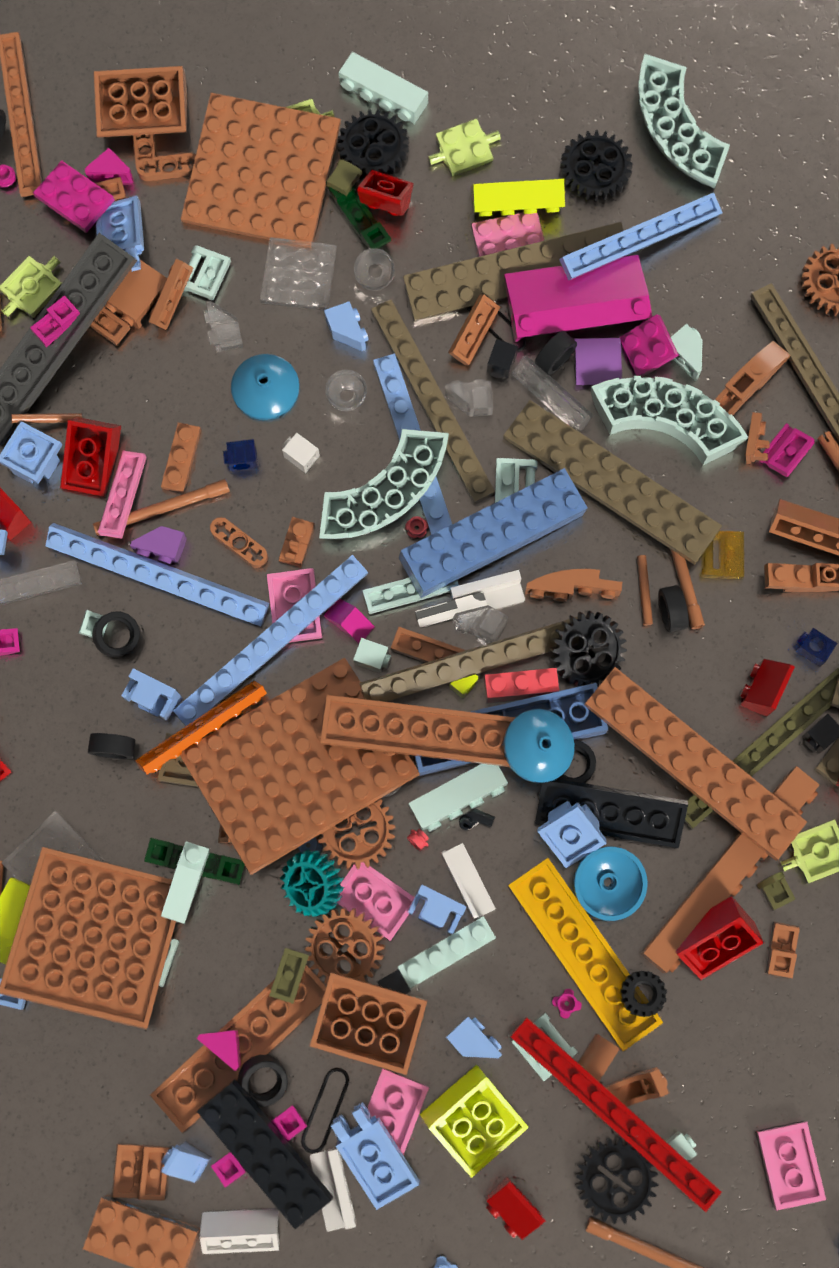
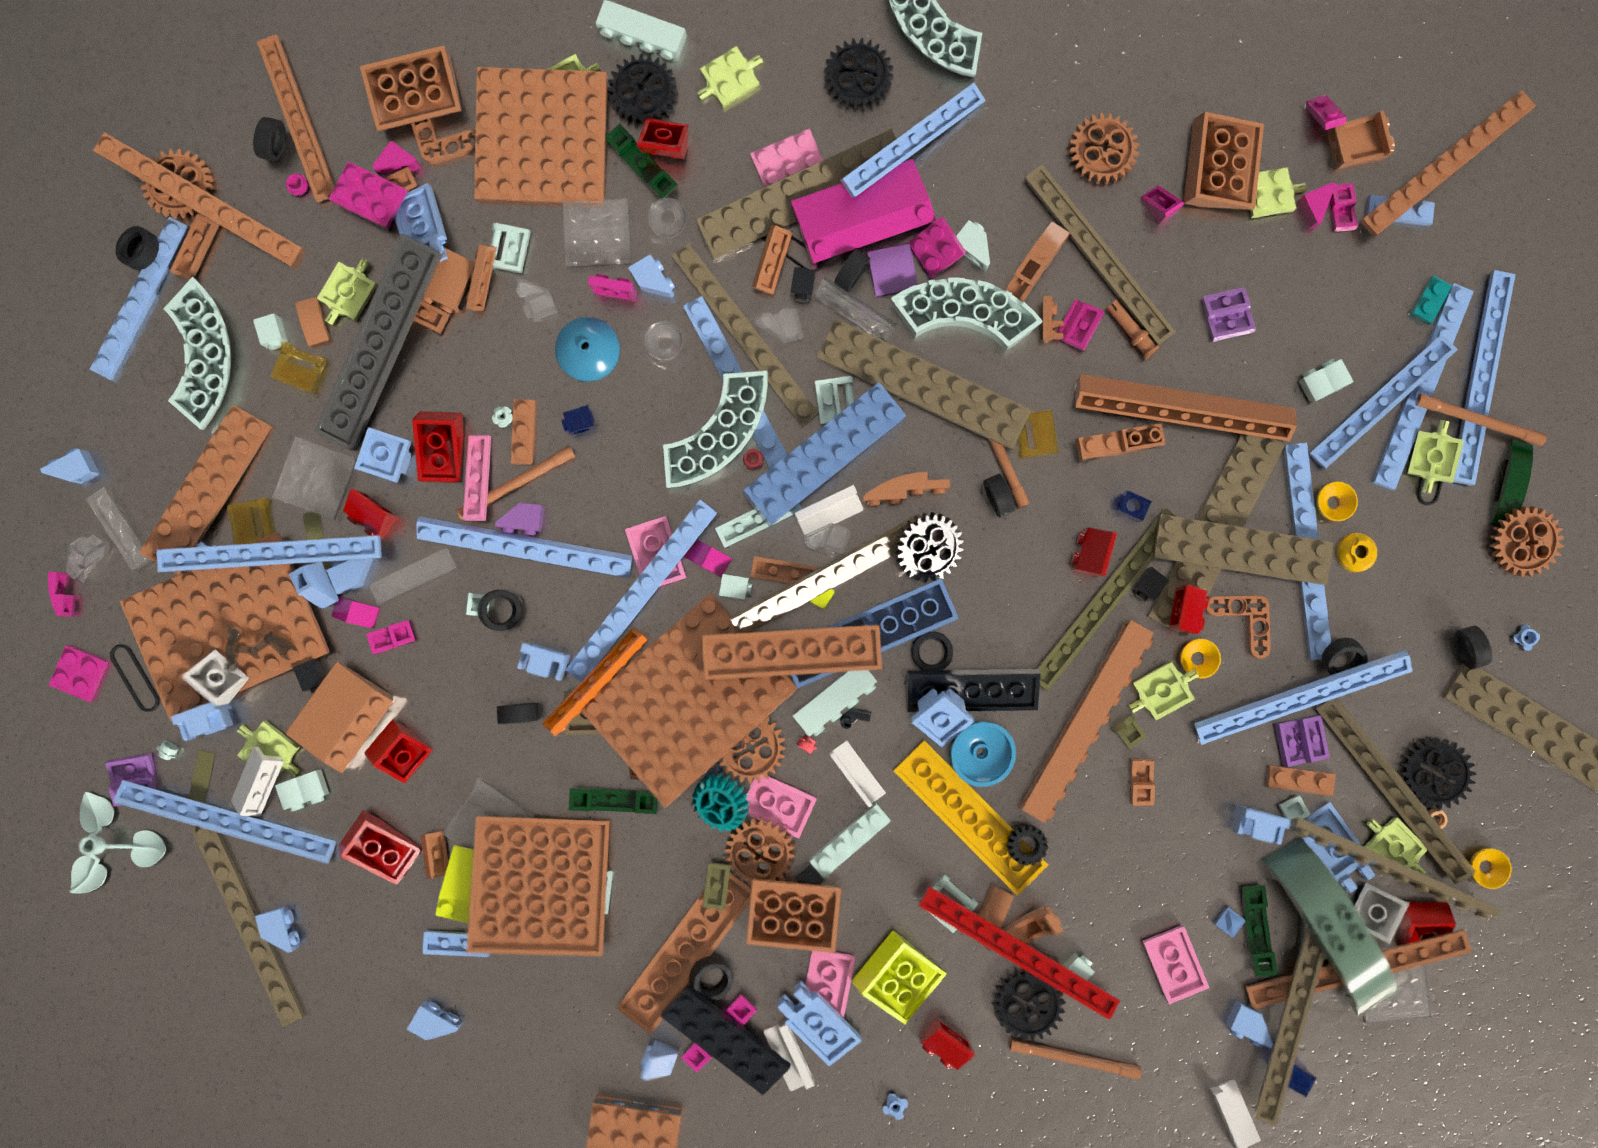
camera: 10 degrees left, 10 degrees up
(43, 418) = (381, 420): nougat bar -> none
(57, 320) = (379, 328): dark pink slope -> none
(139, 1172) = (620, 1072): nougat slope -> none
(166, 442) = (508, 417): none -> light aqua plate
(185, 882) = (609, 823): light aqua slope -> none
(221, 537) = (582, 490): nougat beam -> none
(224, 1045) = (671, 956): dark pink slope -> none
(239, 1231) = (716, 1105): white panel -> none
(296, 542) = (646, 493): nougat plate -> none
(300, 452) = (632, 408): white brick -> none
(303, 327) = (617, 288): none -> dark pink plate
(315, 1107) = (760, 990): black piece -> none
(344, 177) = (621, 130): olive tile -> none
(437, 908) = (834, 805): light blue panel -> none
(447, 610) = (797, 531): white sticker -> none
(472, 1042) = (885, 911): light blue slope -> none
(518, 196) = (790, 119): neon yellow slope -> none
(520, 685) = (874, 590): coral brick -> none
(525, 749) = (887, 650): dark azure dish -> none
(574, 1005) = (962, 869): dark pink plate -> none
(644, 590) = (970, 480): nougat bar -> none
(696, 764) = (1040, 635): nougat plate -> none
(719, 939) = (1086, 784): red slope -> none

